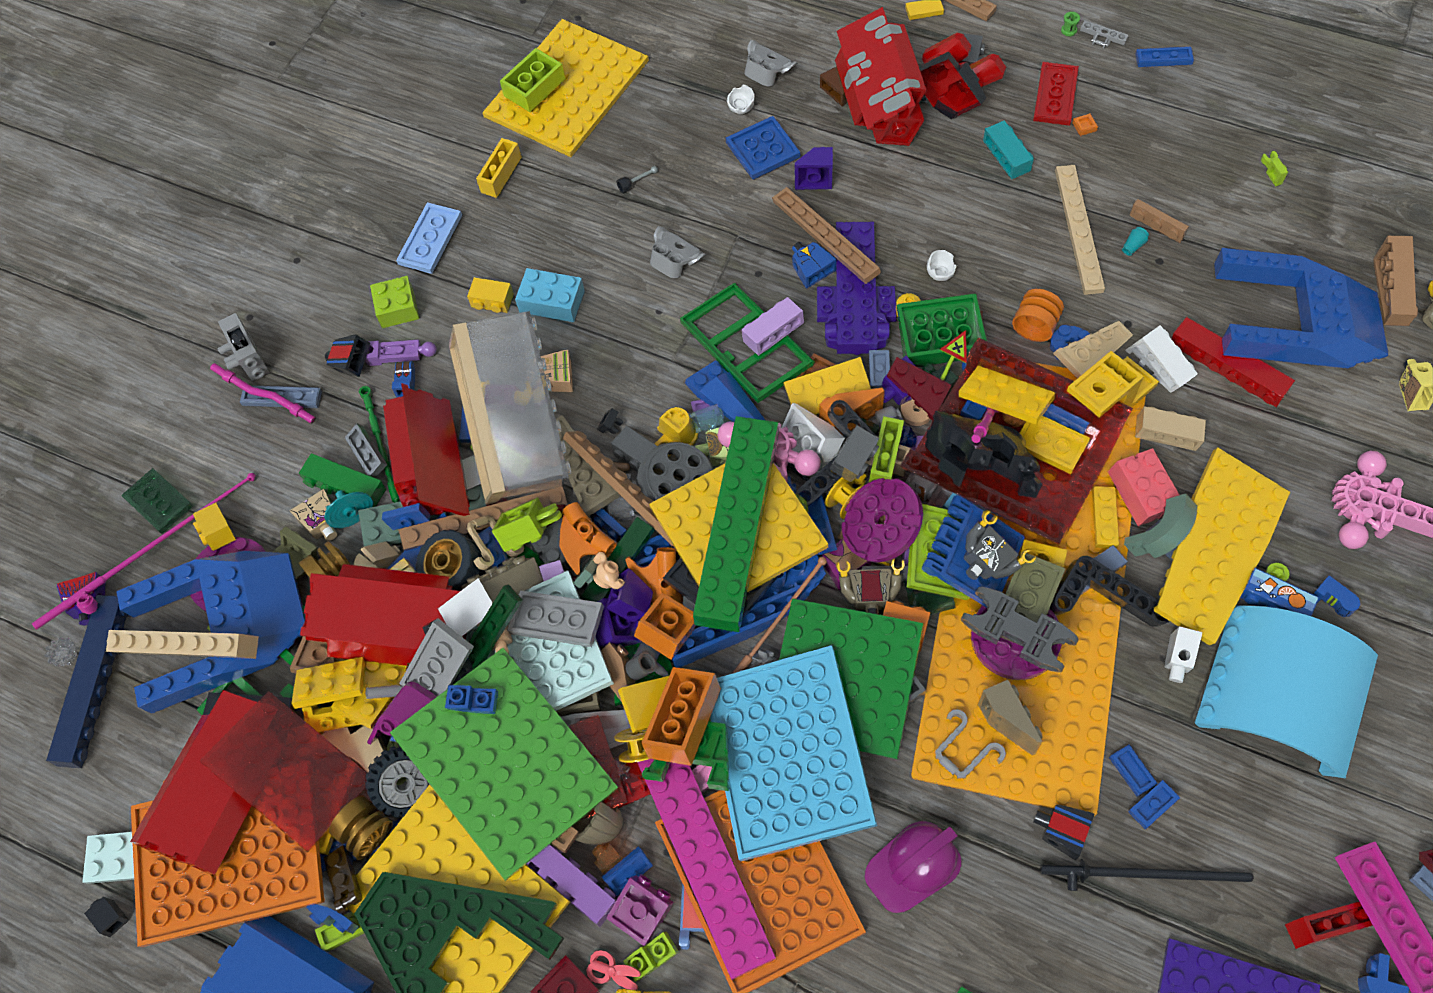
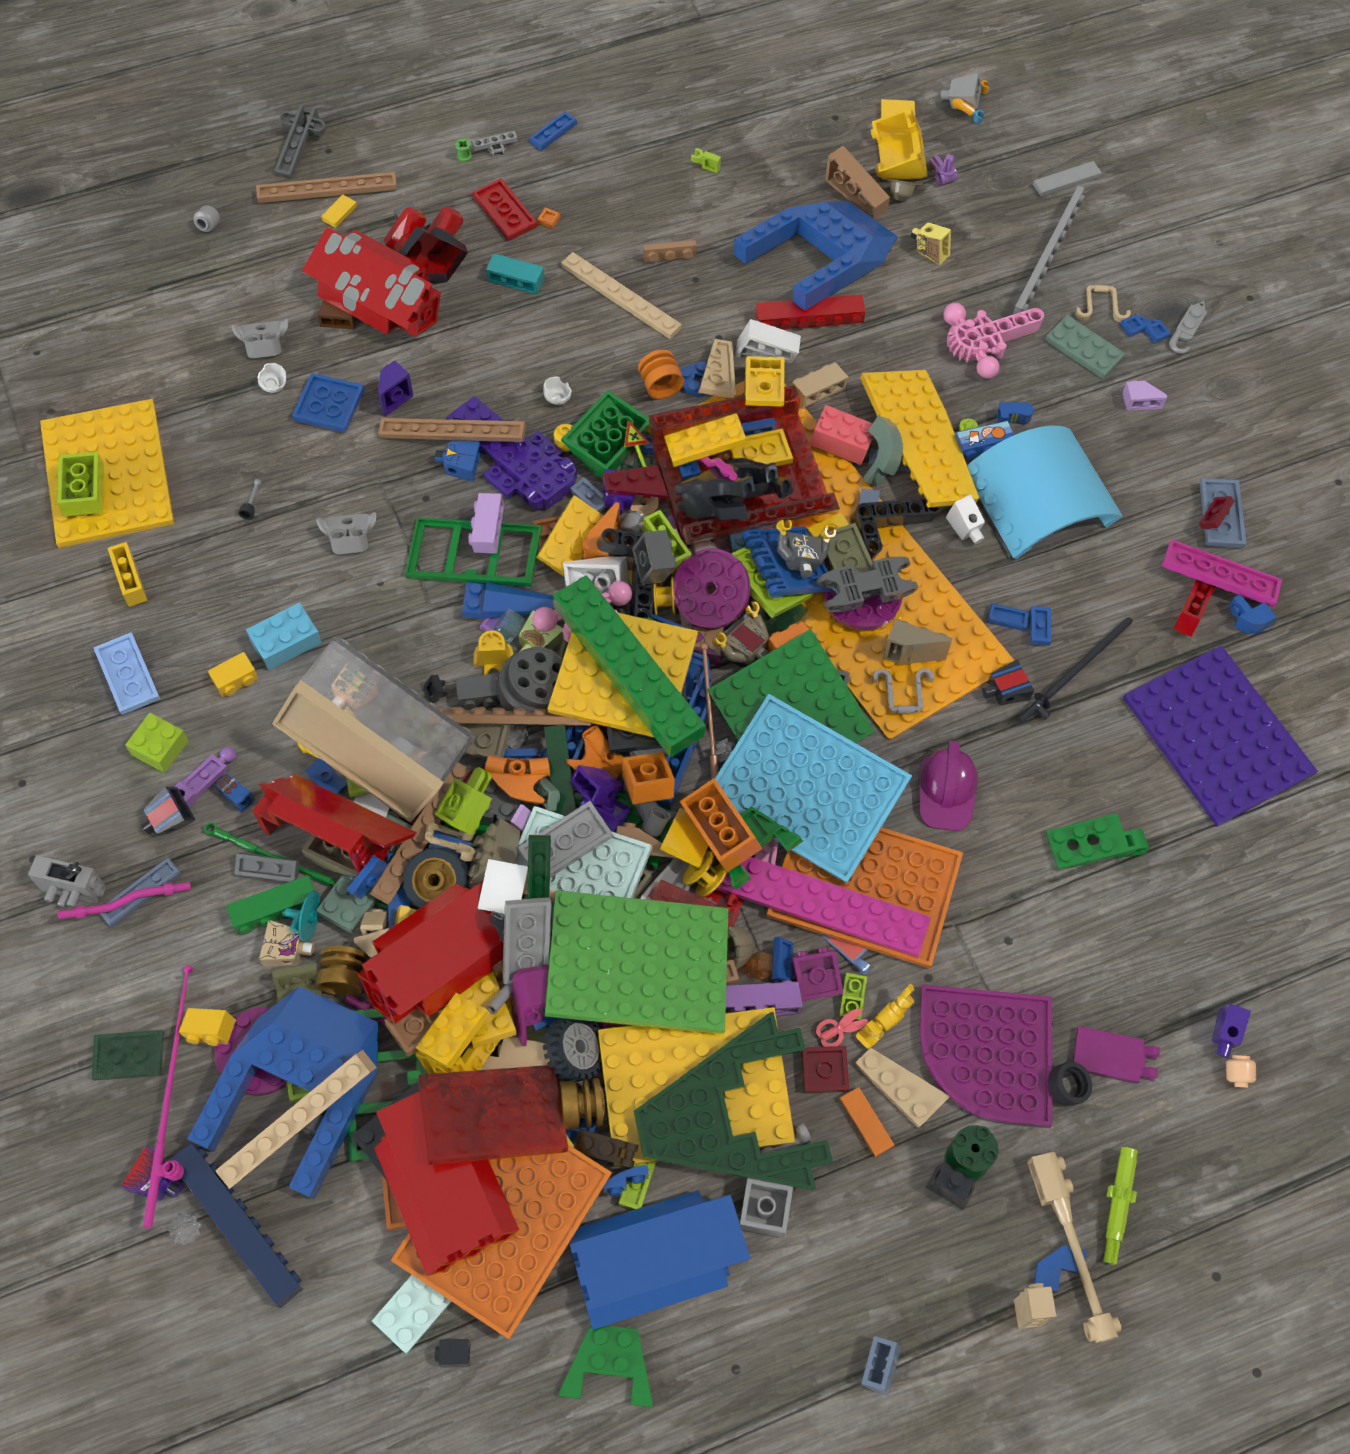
camera: 55 degrees left, 0 degrees up
(471, 699) = (578, 939): blue slope -> none
(606, 573) = (566, 781): light nougat piece -> none
(1105, 517) = (838, 475): yellow plate -> none
(1136, 239) = (668, 275): teal cone -> none

